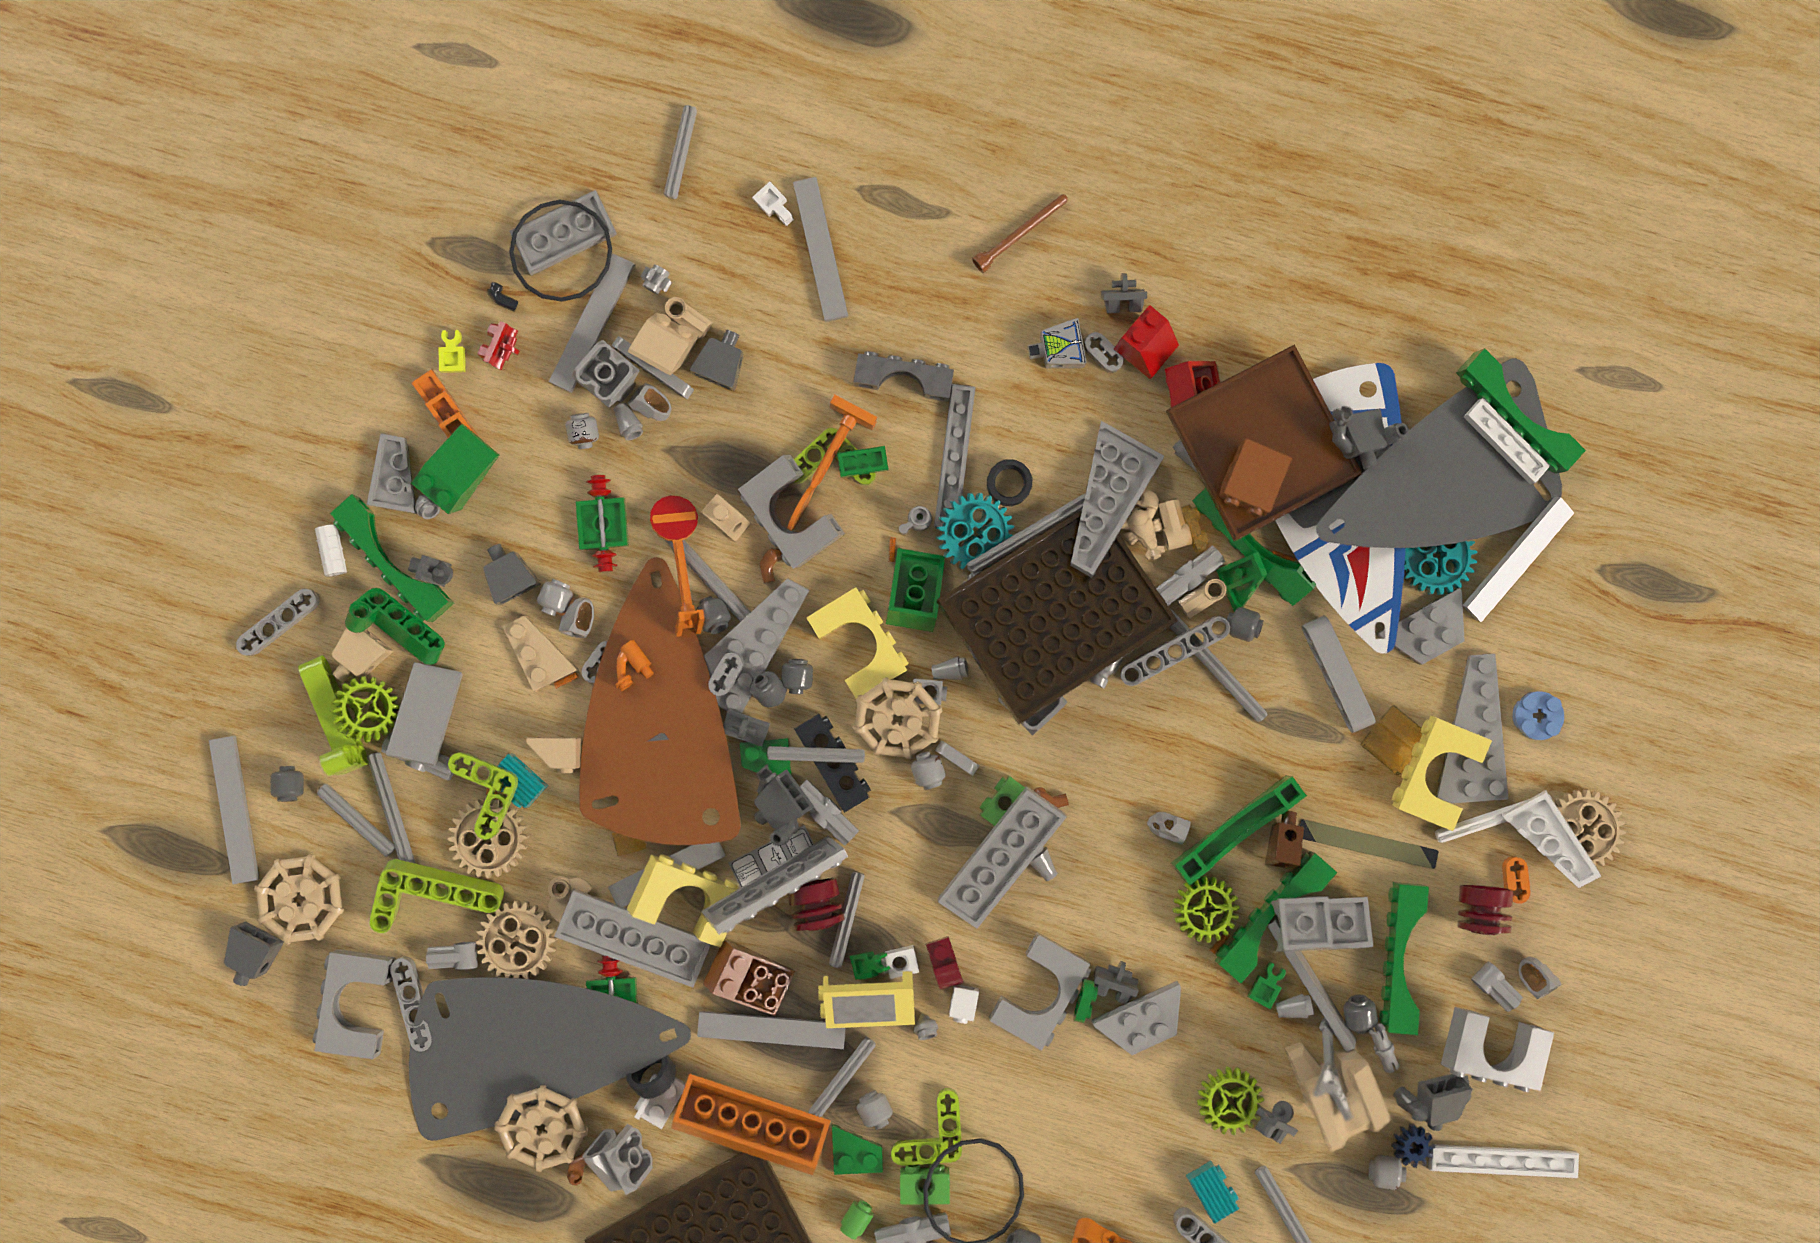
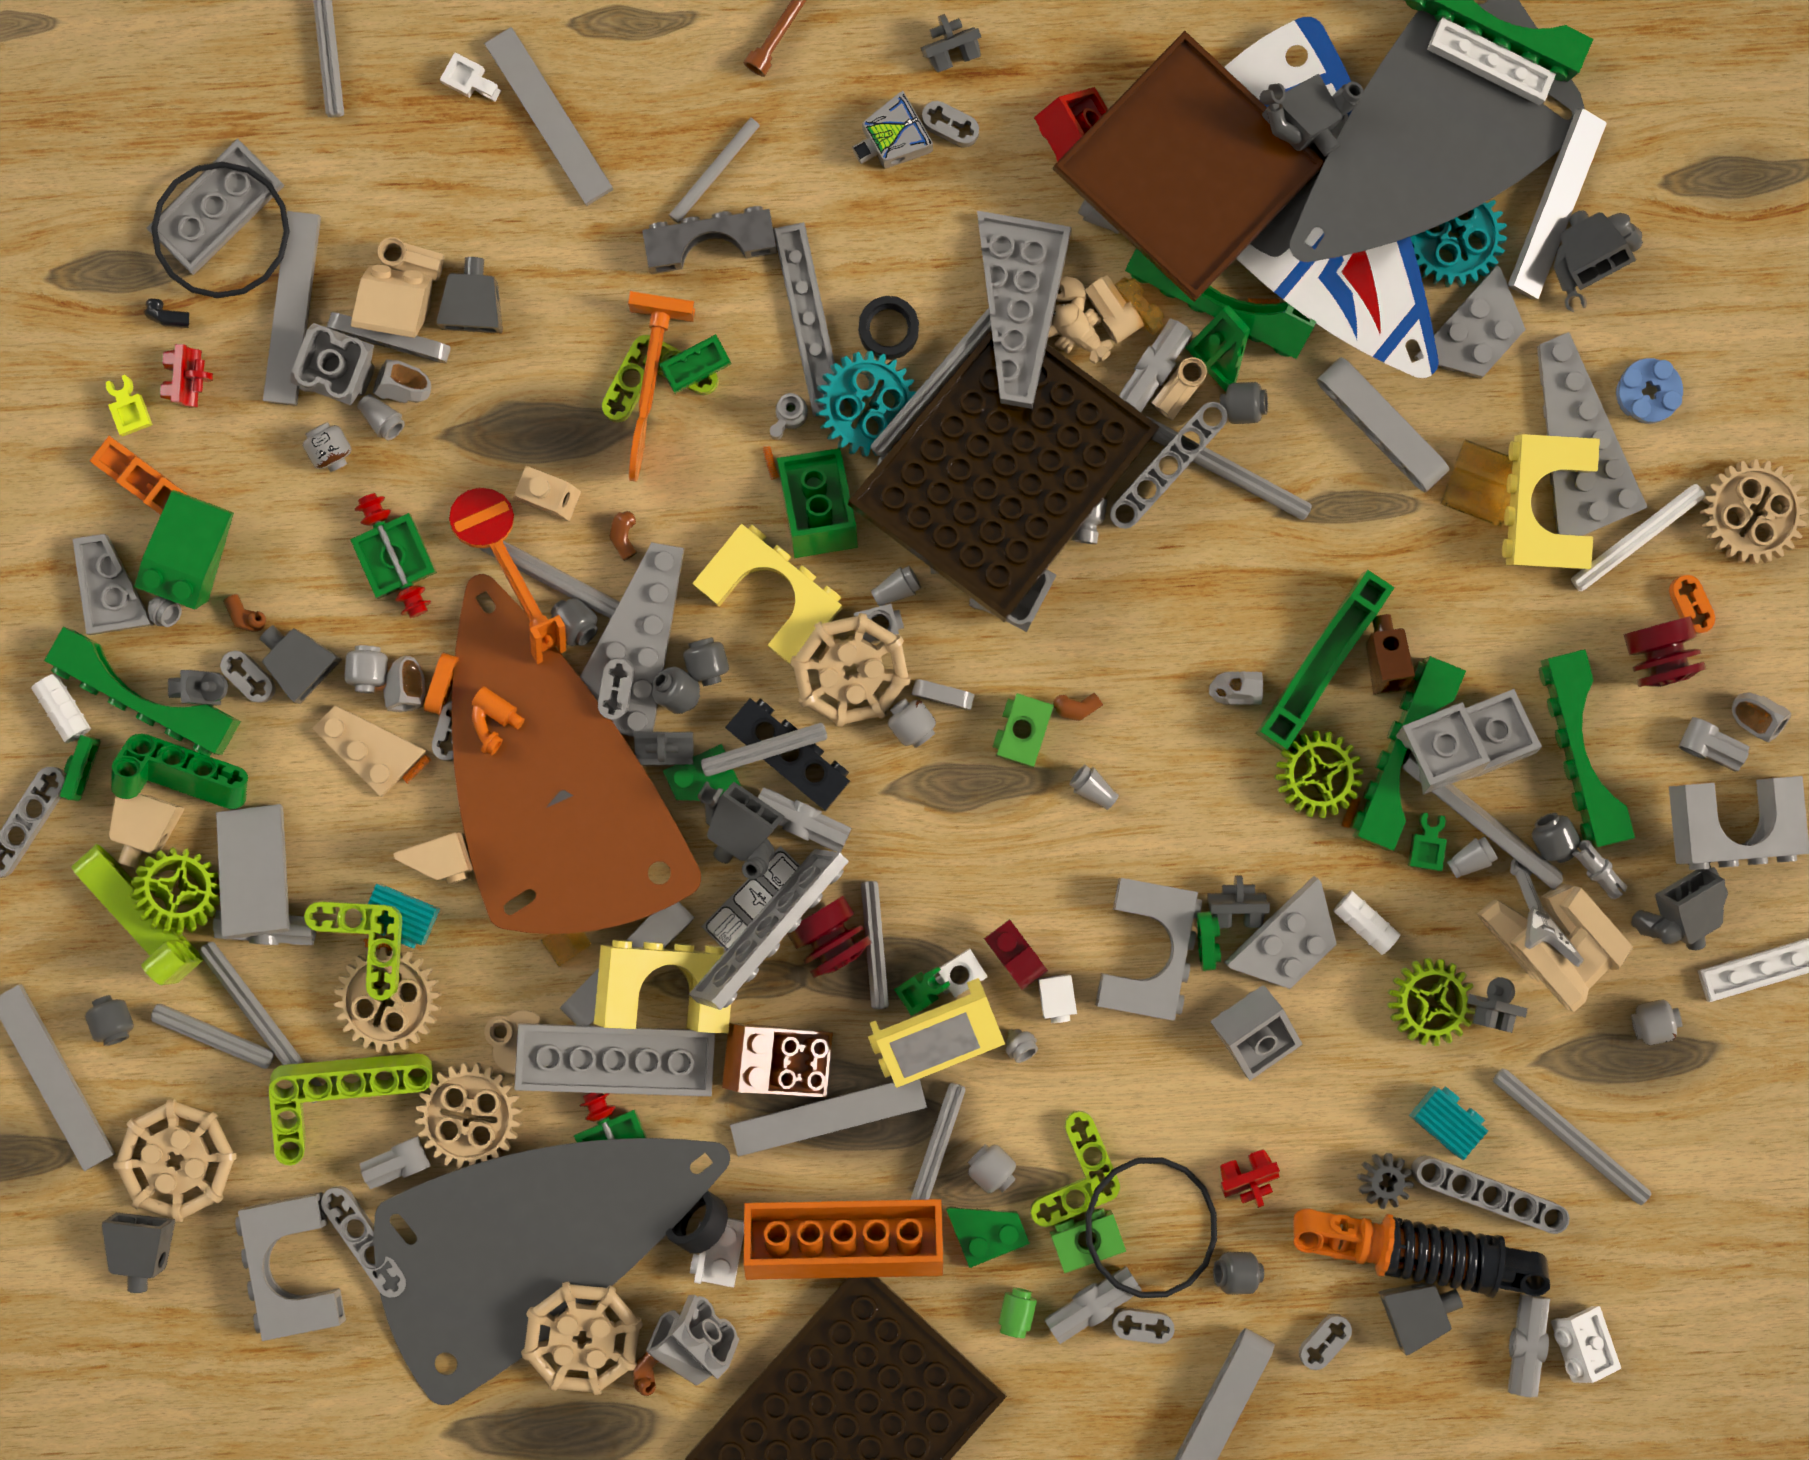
camera: 25 degrees left, 0 degrees up
(328, 597) = (79, 768): none -> green plate
(475, 571) = (253, 671): none -> light grey beam
(480, 530) = (244, 618): none -> dark orange arm
(604, 626) = (440, 684): none -> orange beam
(656, 279) = (354, 224): light grey gear -> none
(762, 495) = (583, 450): light grey arch -> none
(925, 327) = (714, 170): none -> light grey bar
(1001, 857) = (1041, 797): light grey plate -> none
(1067, 1180) = (1262, 1172): none -> red hips
(1097, 1078) = (1256, 1032): none -> light grey slope
(1145, 1212) = (1374, 1177): none -> dark grey gear
(1148, 342) = (1001, 91): red slope -> none
(1203, 1027) = (1366, 922): none -> white axle
(1254, 478) = (1191, 212): dark orange brick -> none
(1369, 844) = (1495, 624): olive sticker -> none
(1422, 1144) = (1665, 979): dark blue gear -> none
(1533, 602) = (1594, 250): none -> dark grey torso
(1552, 836) = (1711, 529): white wing -> none

